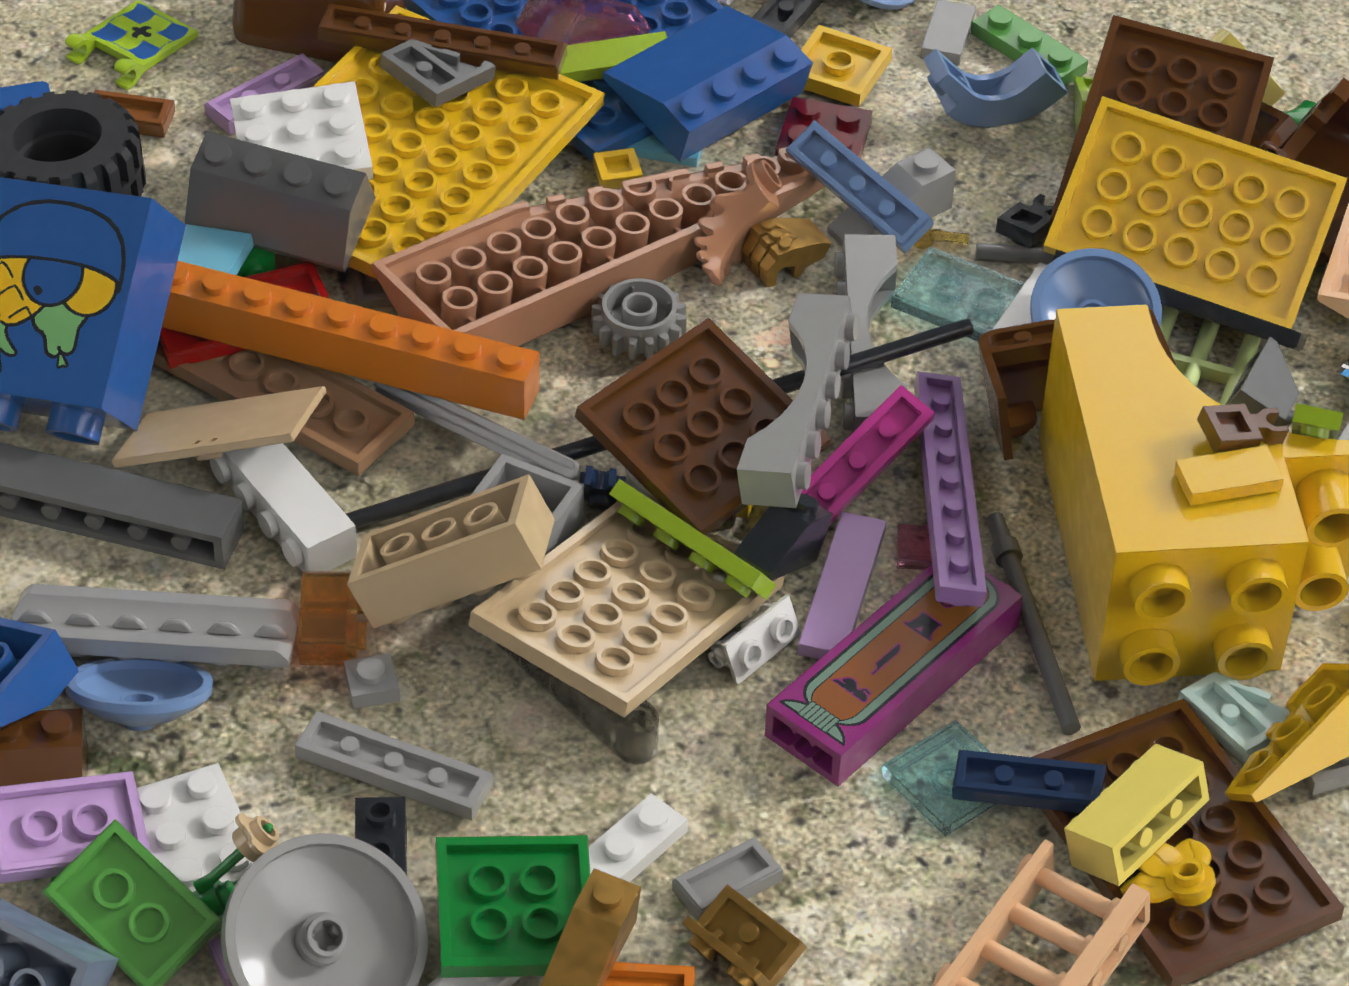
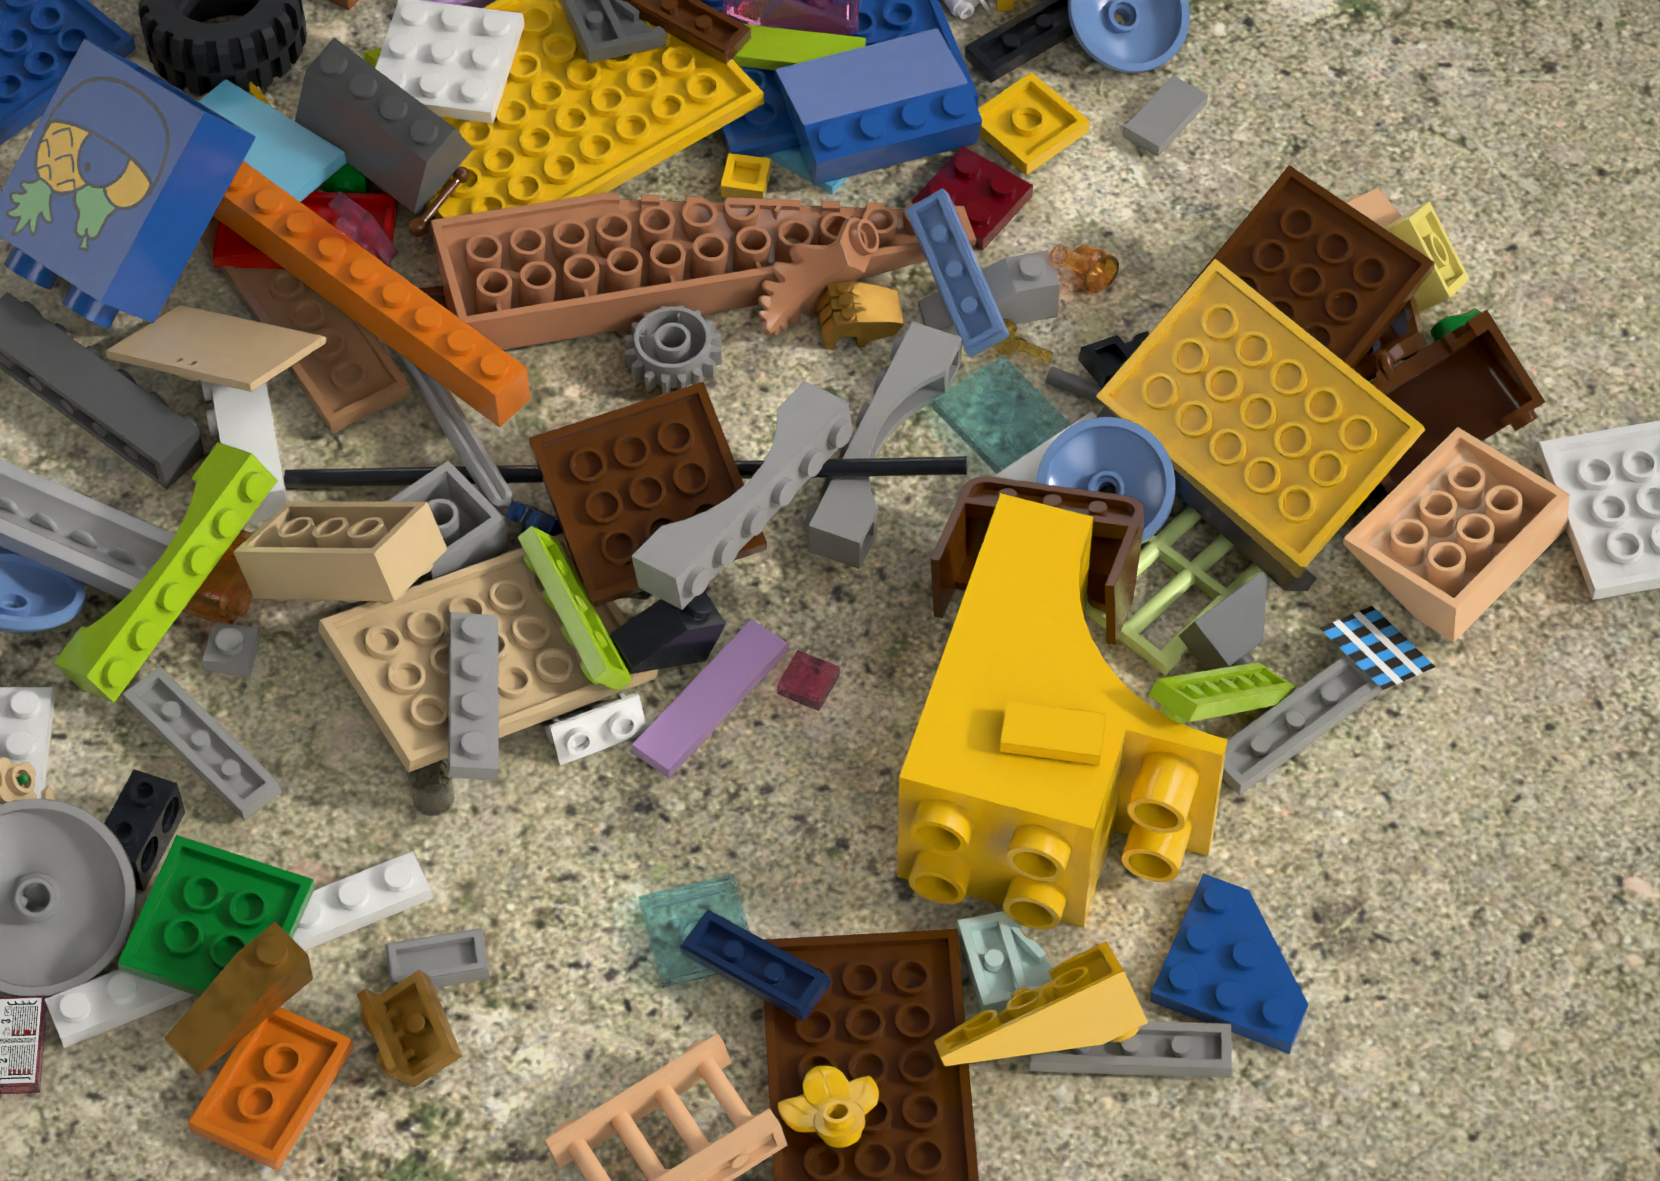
camera: 25 degrees right, 10 degrees up
(268, 707) = (116, 646): none -> lime arch
(313, 275) = (362, 228): none -> clear pink plate
(354, 277) = (418, 225): none -> reddish brown hinge
(649, 634) = (473, 696): none -> light grey plate
(869, 451) = (791, 571): dark pink plate -> none
(886, 674) = (707, 798): brick -> none
(950, 493) = (850, 633): medium lavender plate -> none
(964, 155) = (1091, 265): none -> clear orange bar
(998, 97) = (1158, 207): medium blue arch -> none
(1009, 557) = (885, 718): dark grey bar -> none
(1016, 36) = (1235, 152): bright green plate -> none
(1136, 814) = (825, 1037): light yellow brick -> none
(1234, 427) = (1085, 686): reddish brown plate -> none

